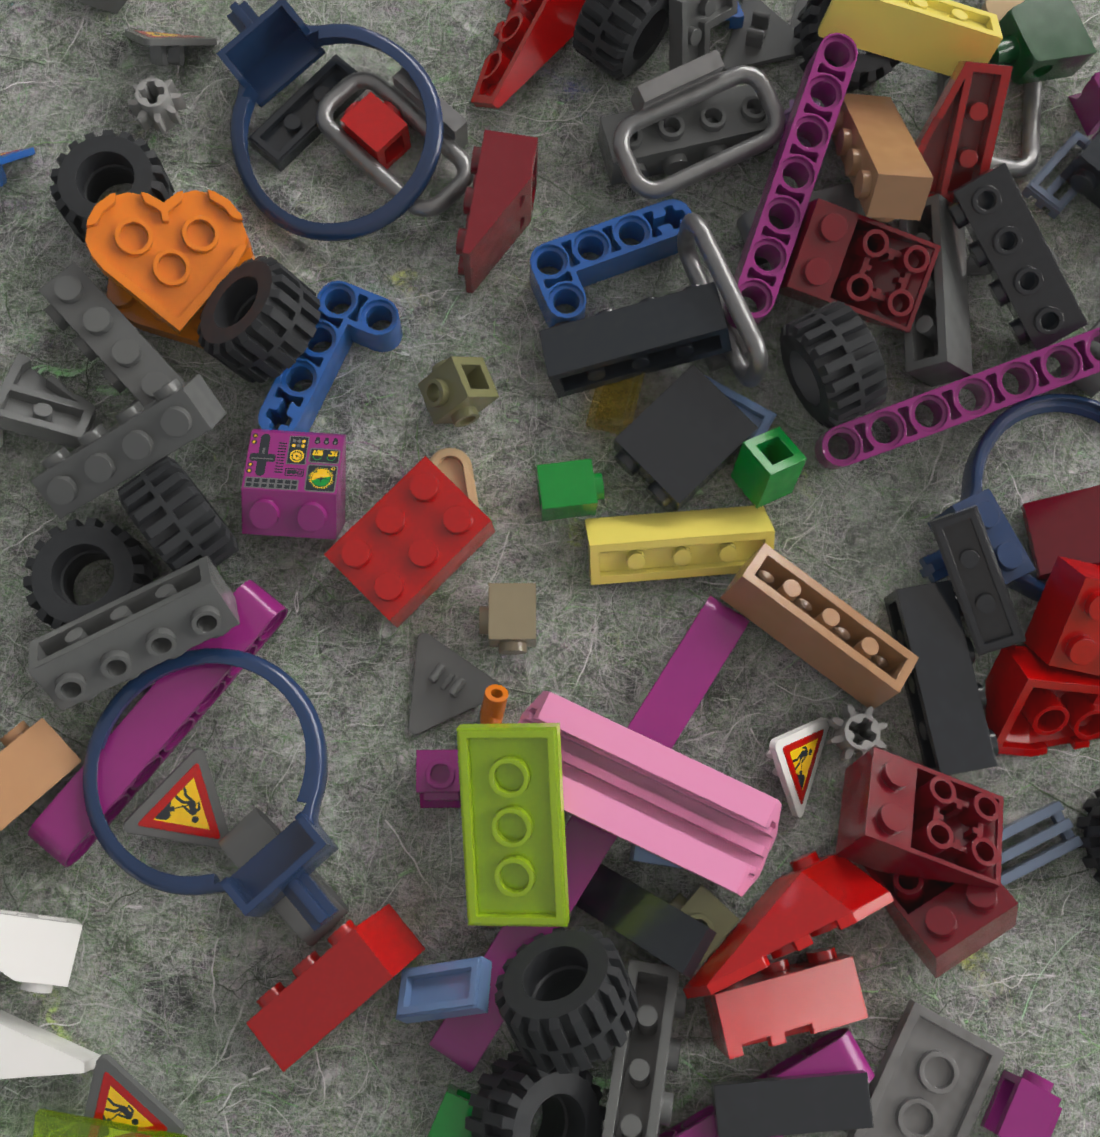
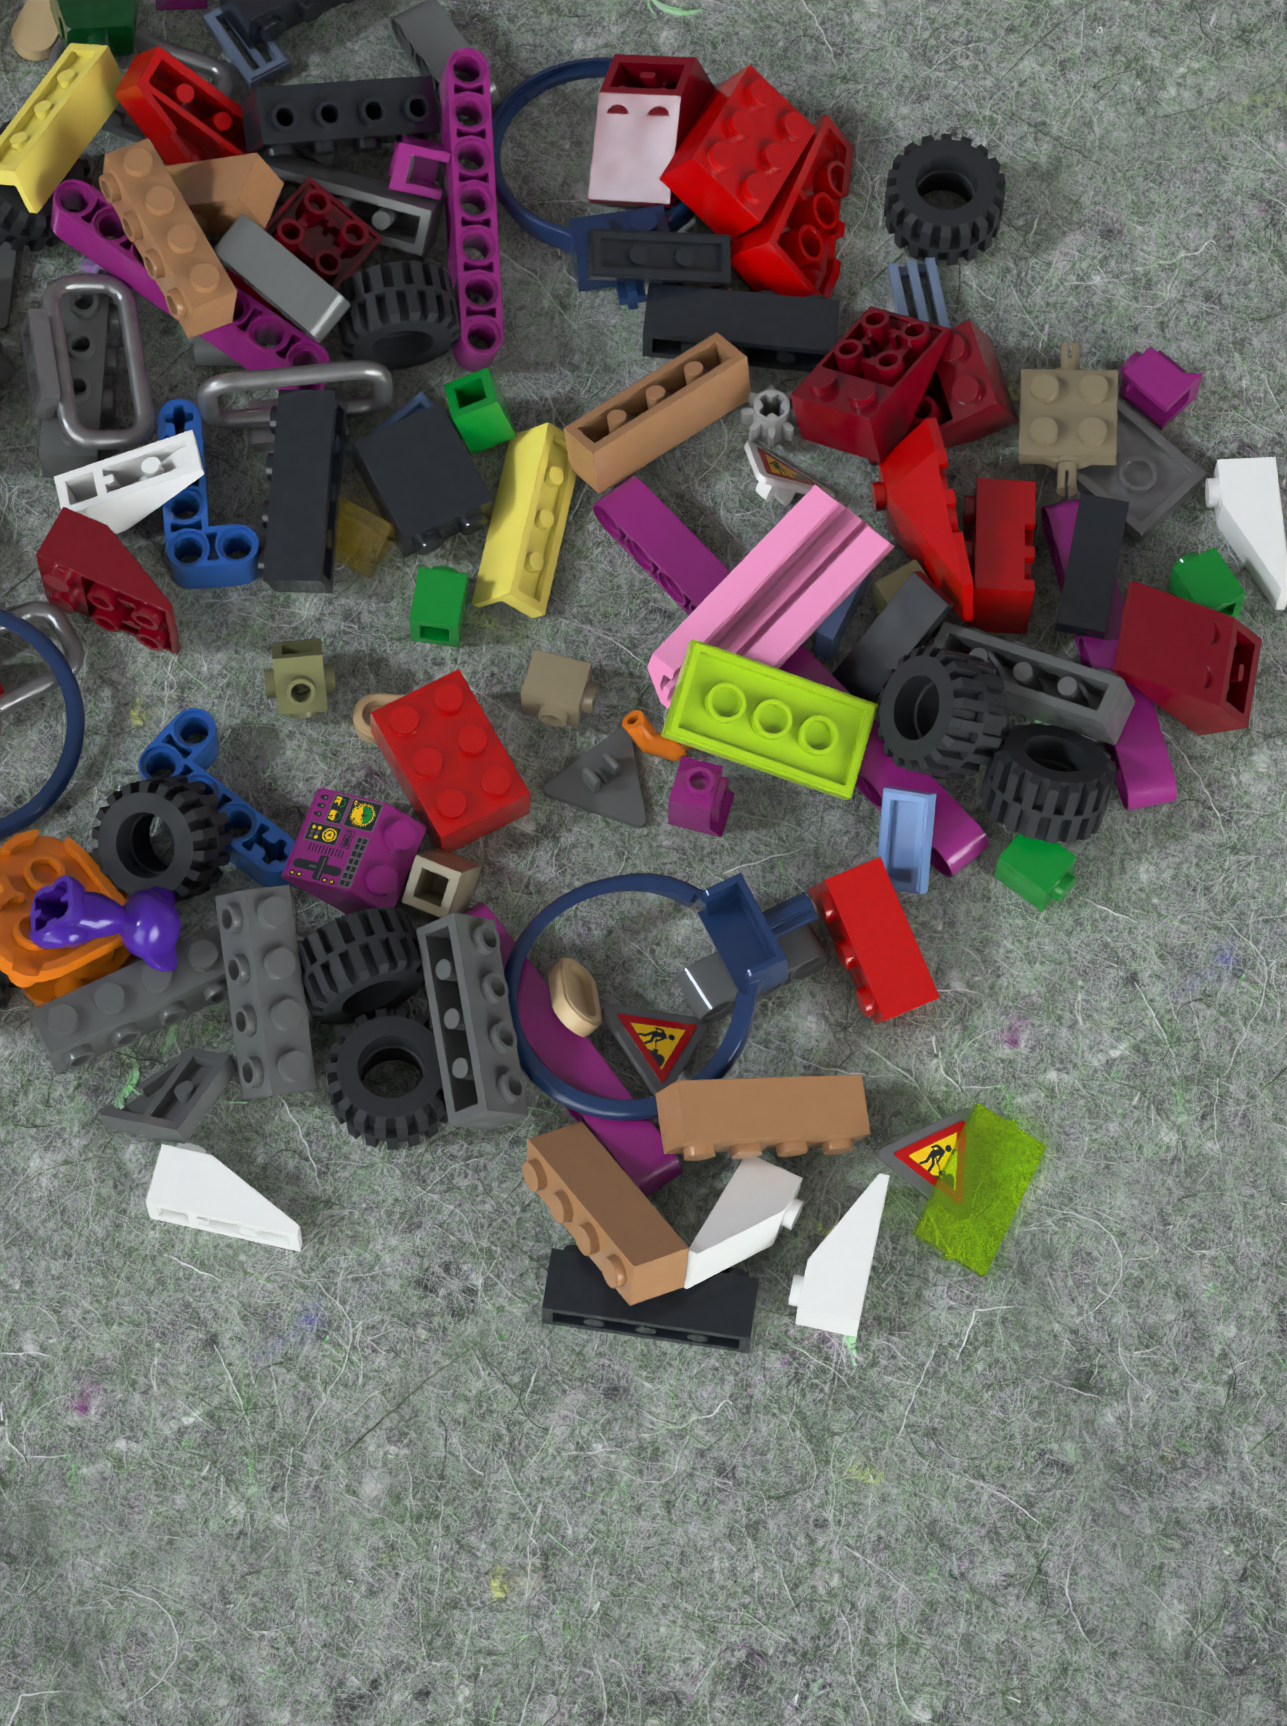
camera: 70 degrees left, 10 degrees down
(108, 932) = (762, 1115): none -> medium nougat brick
(155, 323) = (71, 916): none -> dark purple animal
(205, 719) = (574, 996): none -> tan tile
(288, 569) = (441, 883): none -> dark tan brick
(588, 190) = (133, 483): none -> white slope
(817, 241) = (281, 278): none -> dark grey beam
(821, 133) = (168, 238): none -> medium nougat brick
(952, 1033) = (1068, 417): none -> dark tan plate
(989, 338) = (415, 166): none -> magenta window

